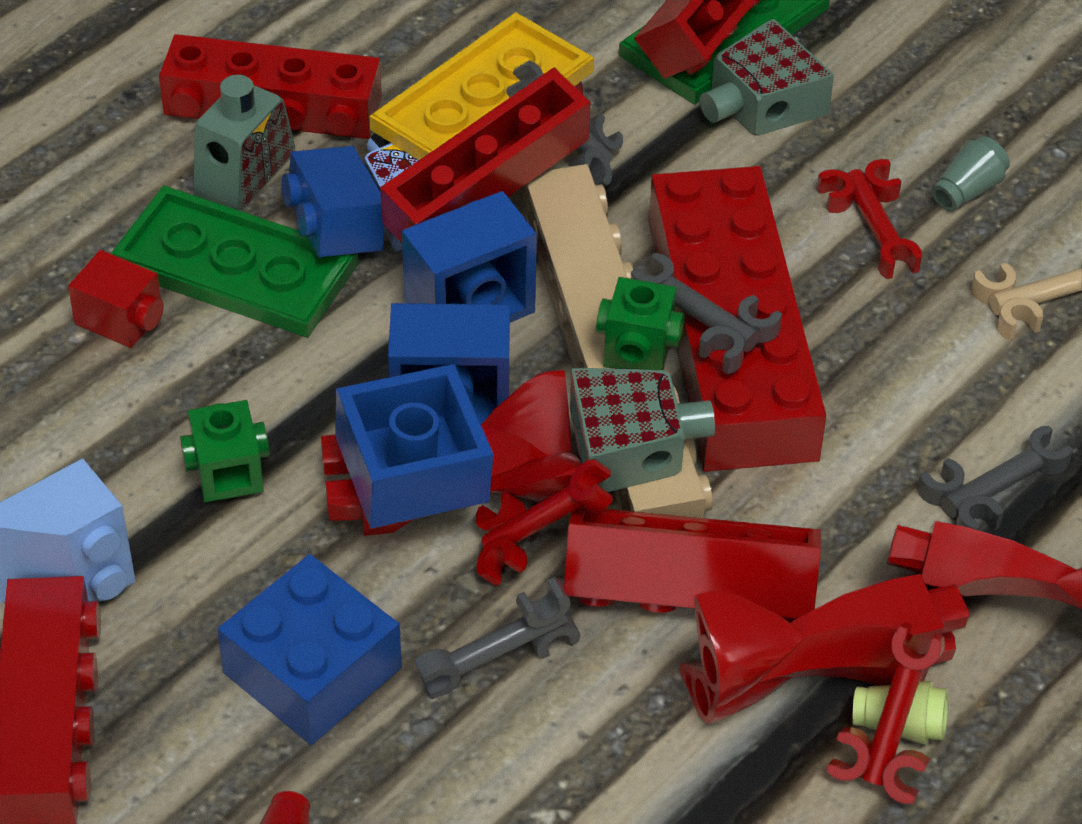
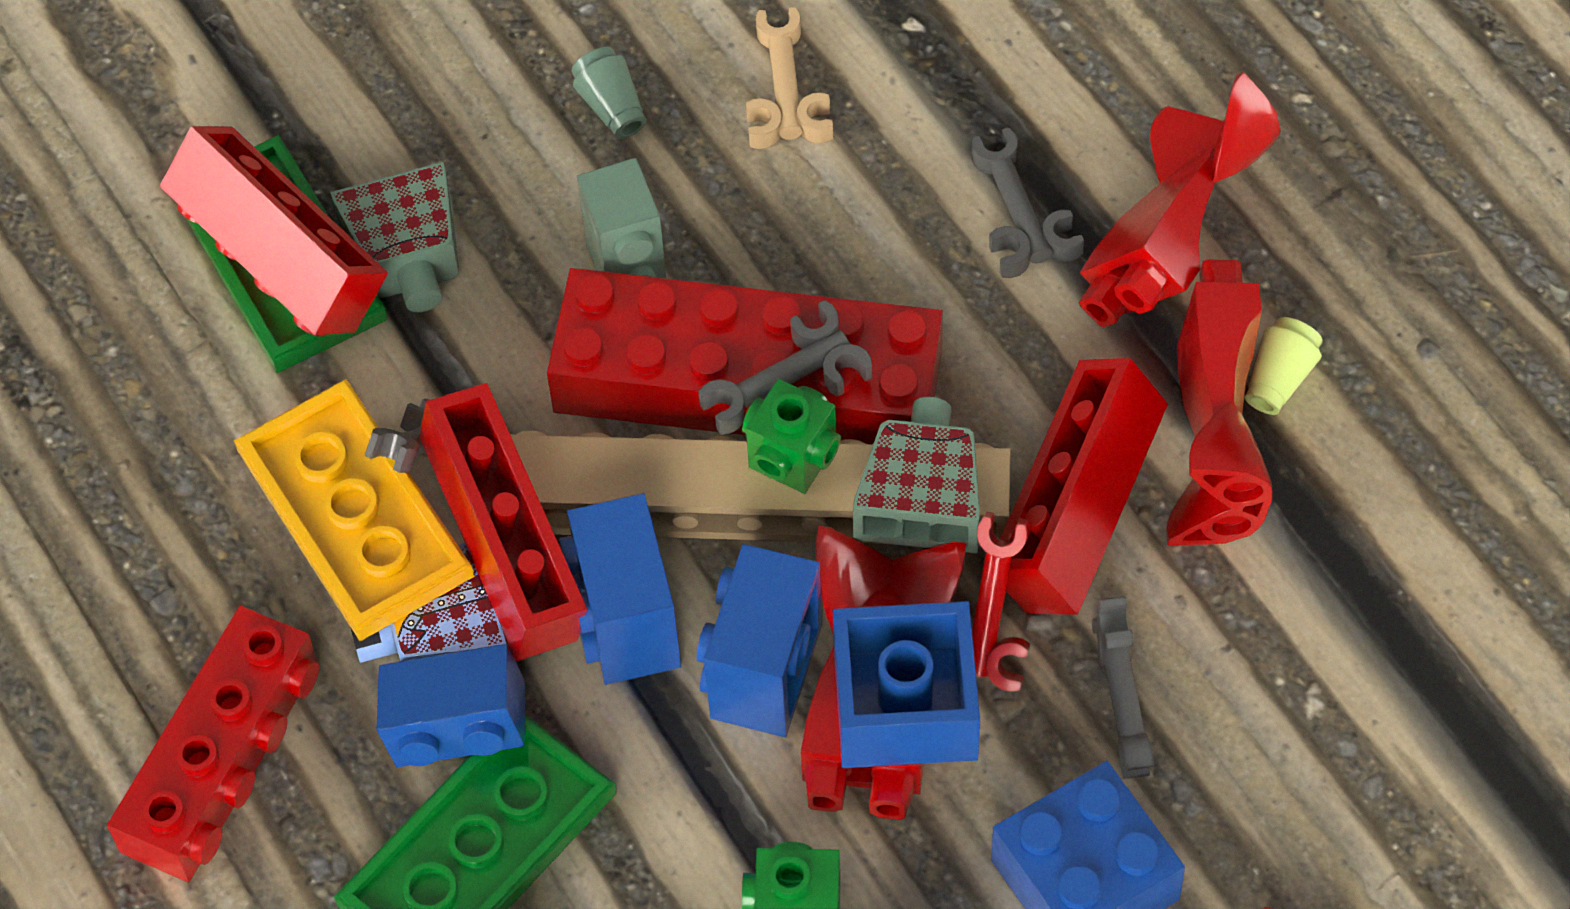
camera: 70 degrees left, 10 degrees up
(240, 143) = (310, 781): sand green torso -> none
(818, 194) = (621, 221): none -> sand green brick
(868, 191) = (663, 195): red bar -> none
(877, 759) = (1334, 388): red bar -> none

